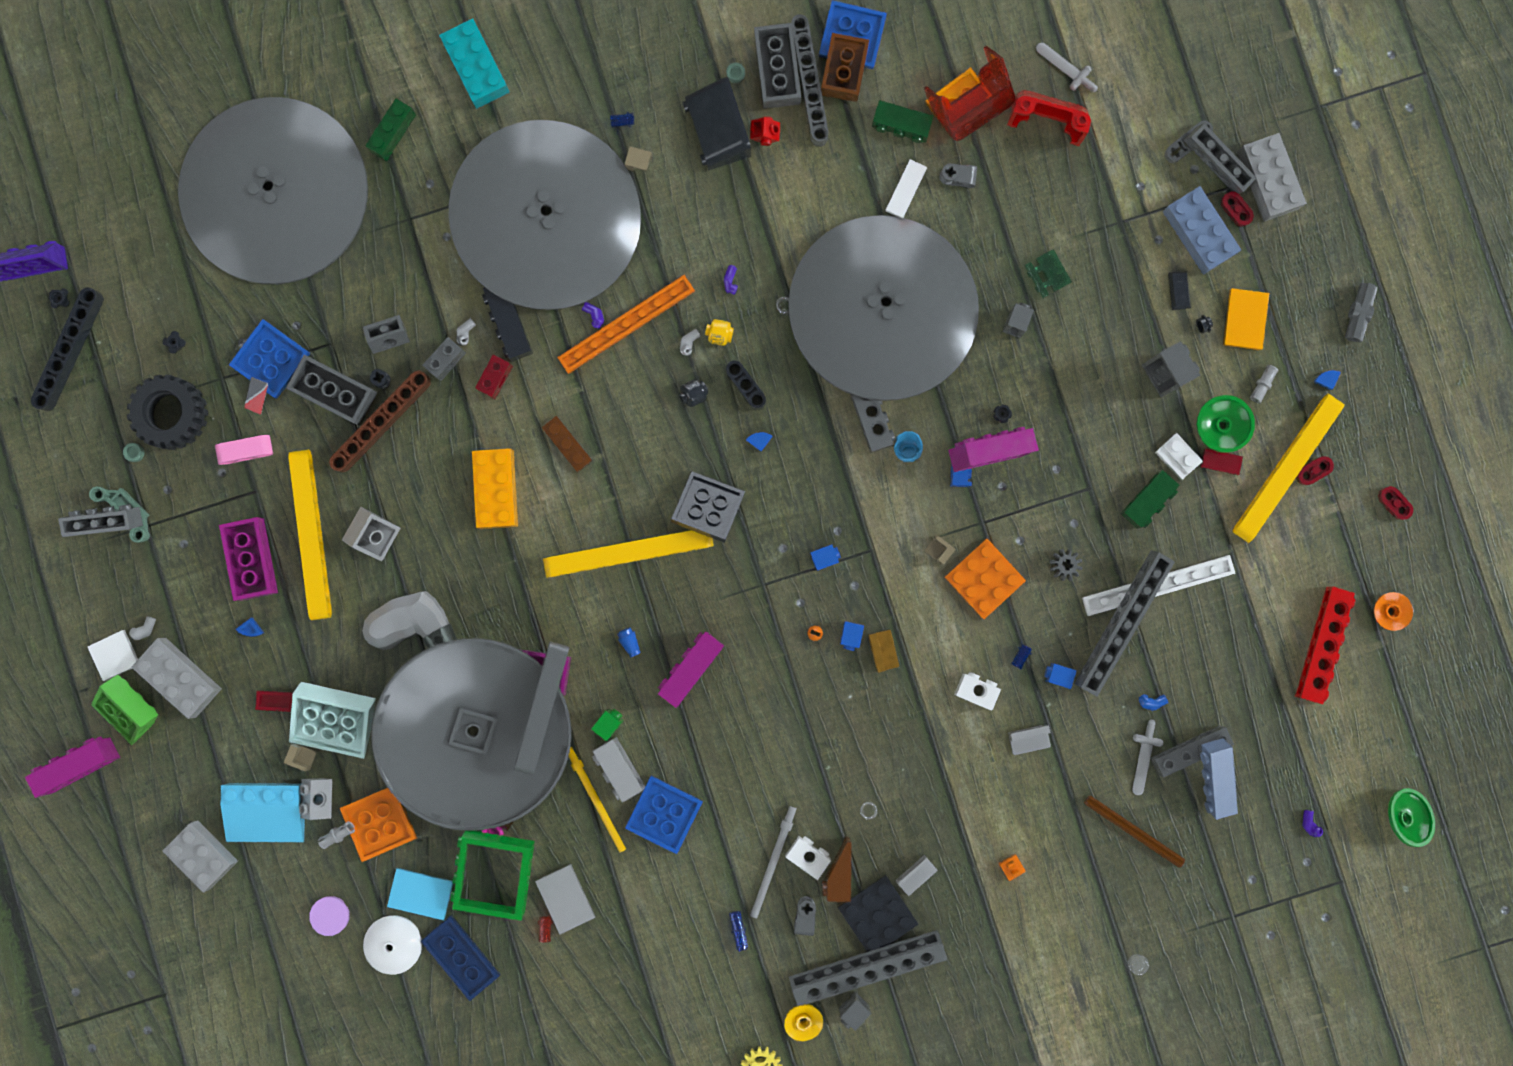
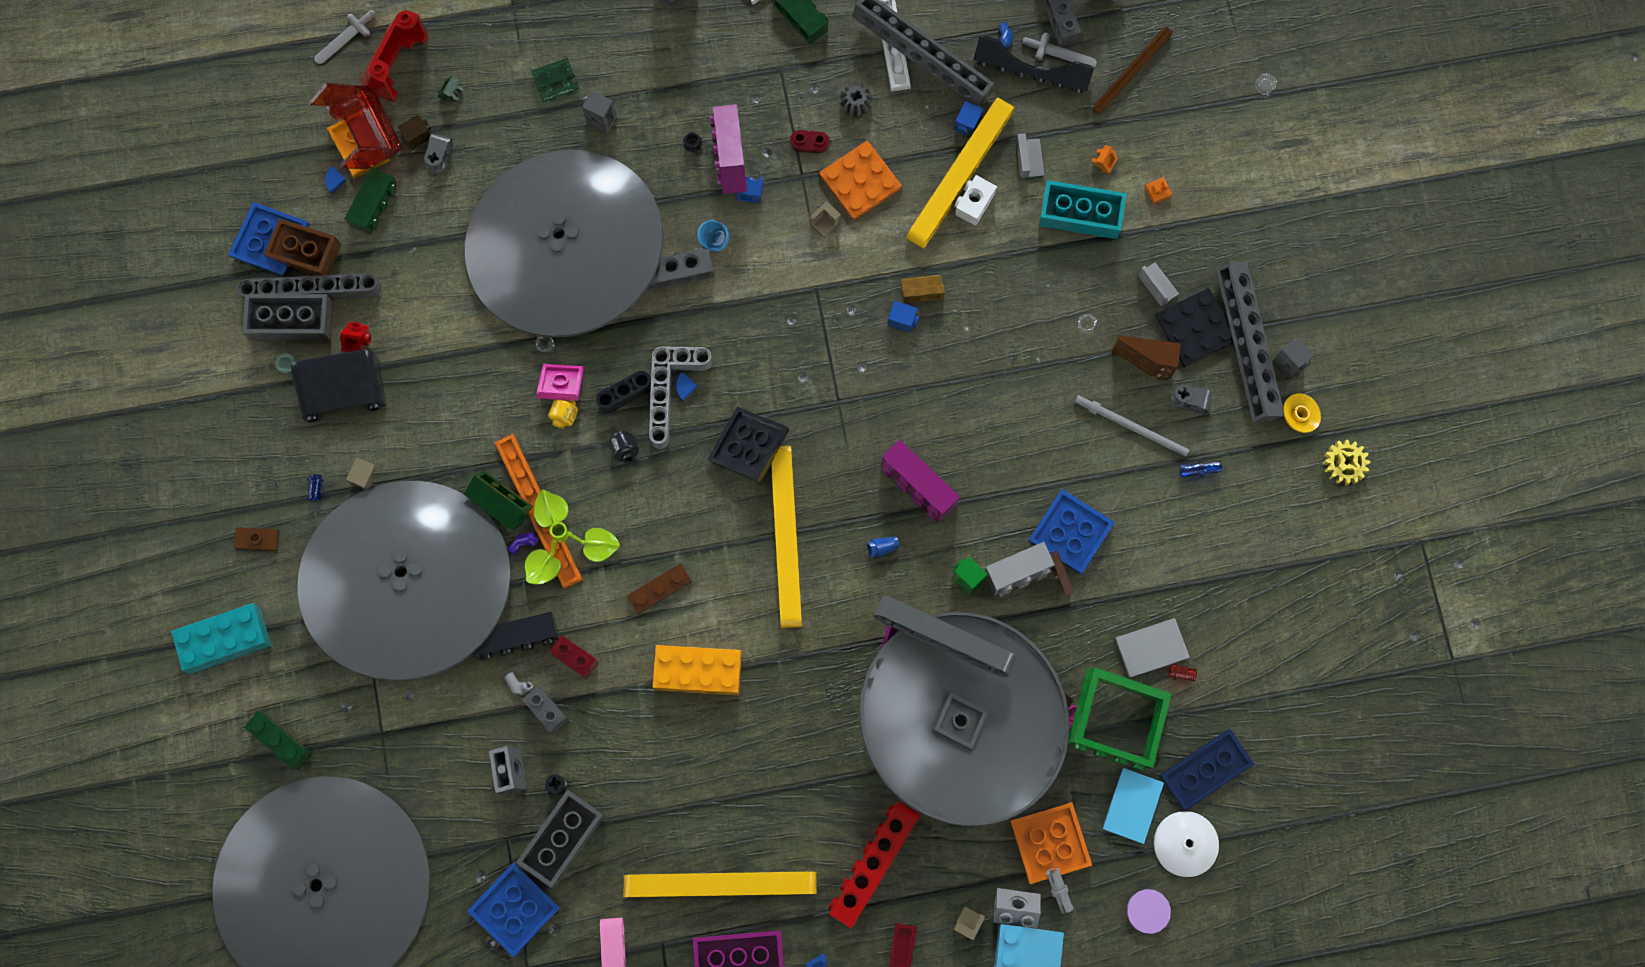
camera: 85 degrees left, 10 degrees down
(256, 395) = (553, 929): sticker -> none
(295, 651) = (907, 819): none -> red brick
(331, 719) = (931, 882): light aqua slope -> none
(371, 423) = (595, 784): copper beam -> none
(371, 534) = (728, 814): light grey slope -> none
(407, 618) = (827, 785): light grey piece -> none
(569, 77) = (256, 539): none -> reddish brown plate
(577, 766) = (1011, 617): yellow bar -> none
(621, 808) = (1060, 573): none -> reddish brown plate
(626, 336) = (551, 511): none -> lime plant
(628, 286) = (498, 500): none -> dark green brick
(687, 341) = (567, 448): light grey arm -> none
(728, 279) = (506, 396): dark purple arm -> none
(747, 325) = (560, 382): none -> dark pink tile
(756, 423) = (664, 387): none -> light grey beam
(814, 867) = (1126, 399): white brick -> none
(816, 629) = (900, 356): orange hinge -> none
(825, 557) = (818, 333): blue brick -> none
(906, 189) = (442, 207): white tile -> none
(919, 82) = (334, 179): none -> blue tile
(977, 150) = (415, 131): none -> dark brown brick
(980, 795) = (1082, 209): none -> teal brick
(1004, 674) = (960, 173): none -> yellow beam
(1016, 525) = (809, 142): none -> dark red plate
(1021, 656) = (944, 154): clear blue pin -> none
(1026, 174) = (448, 88): none -> dark green tile
(1036, 814) = (1106, 159): none -> orange tile
(1119, 773) = (993, 52): none -> black arch

